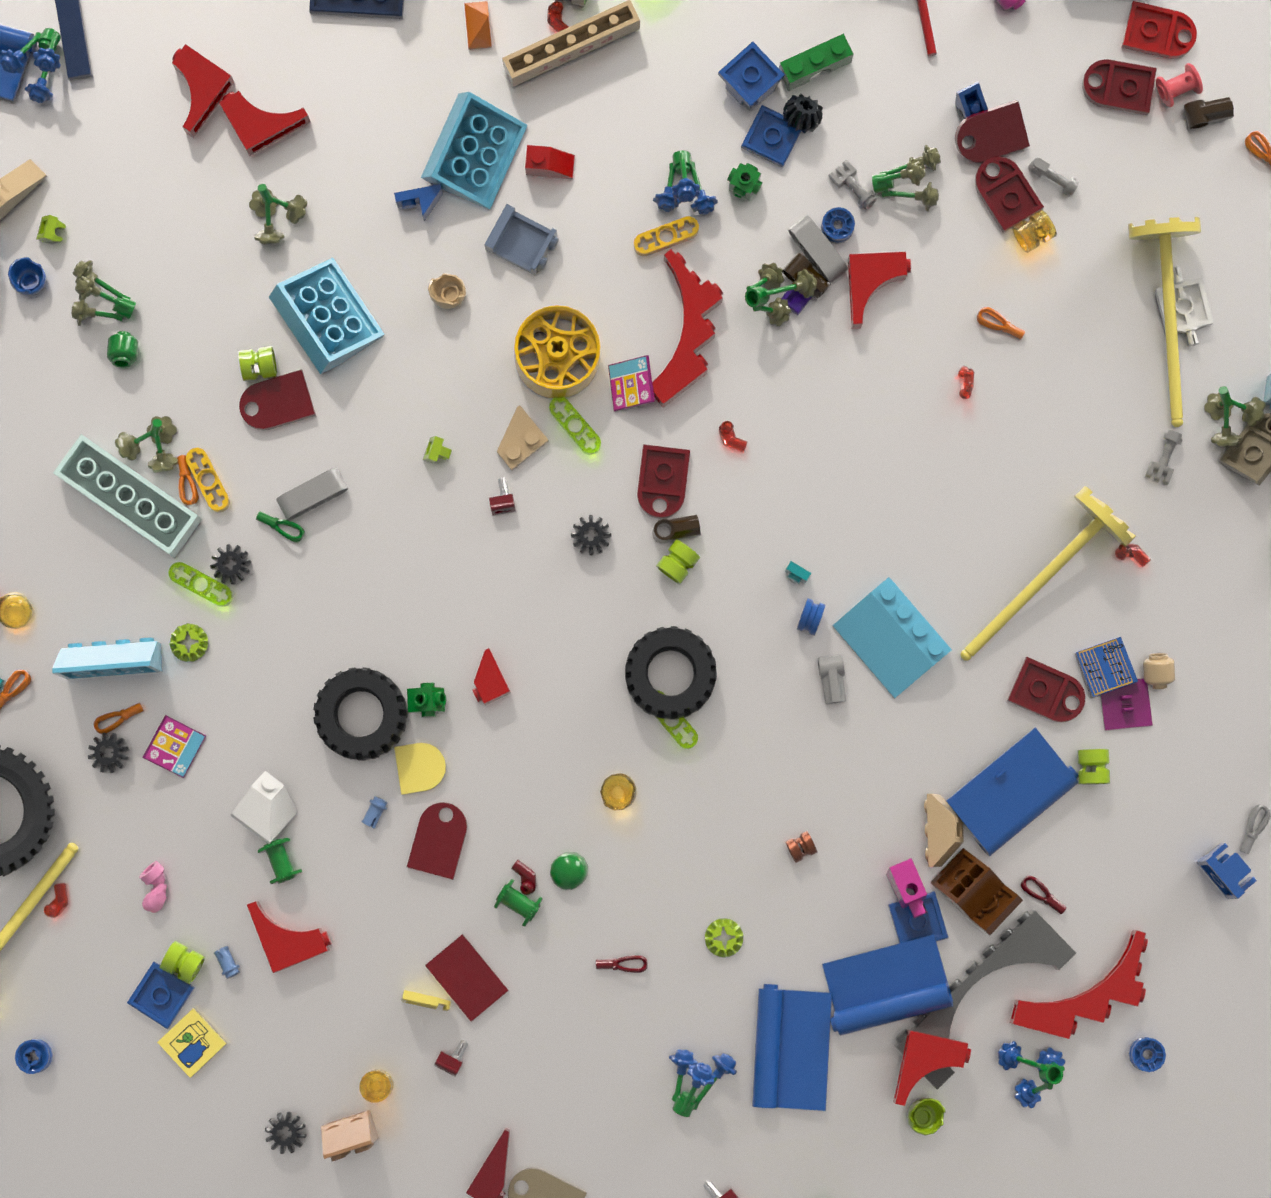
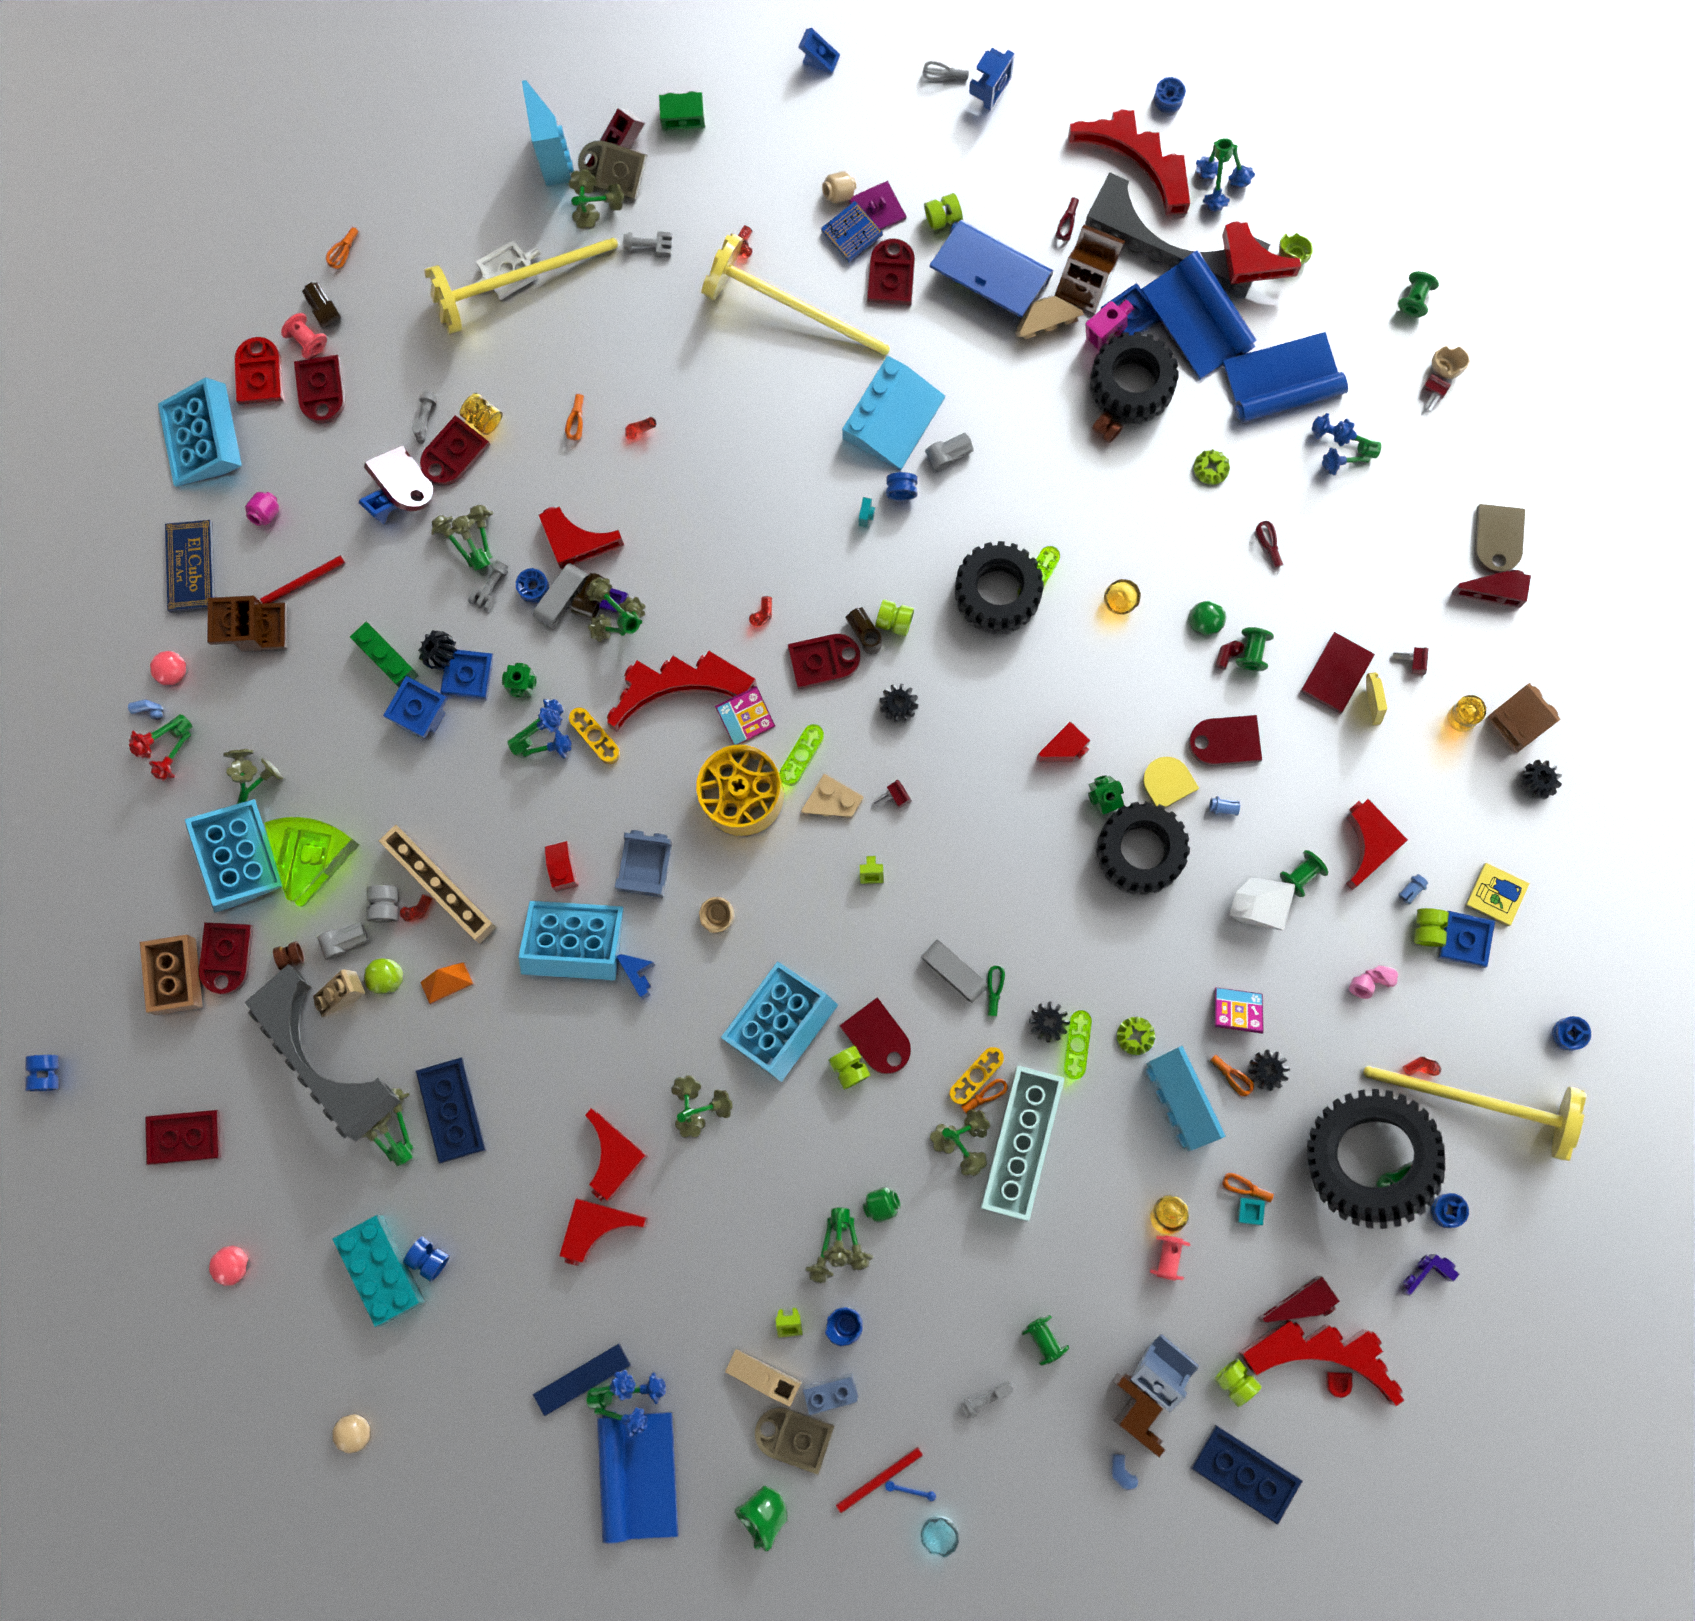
camera: 105 degrees left, 5 degrees down
(875, 891) = (1140, 351): none -> black tyre

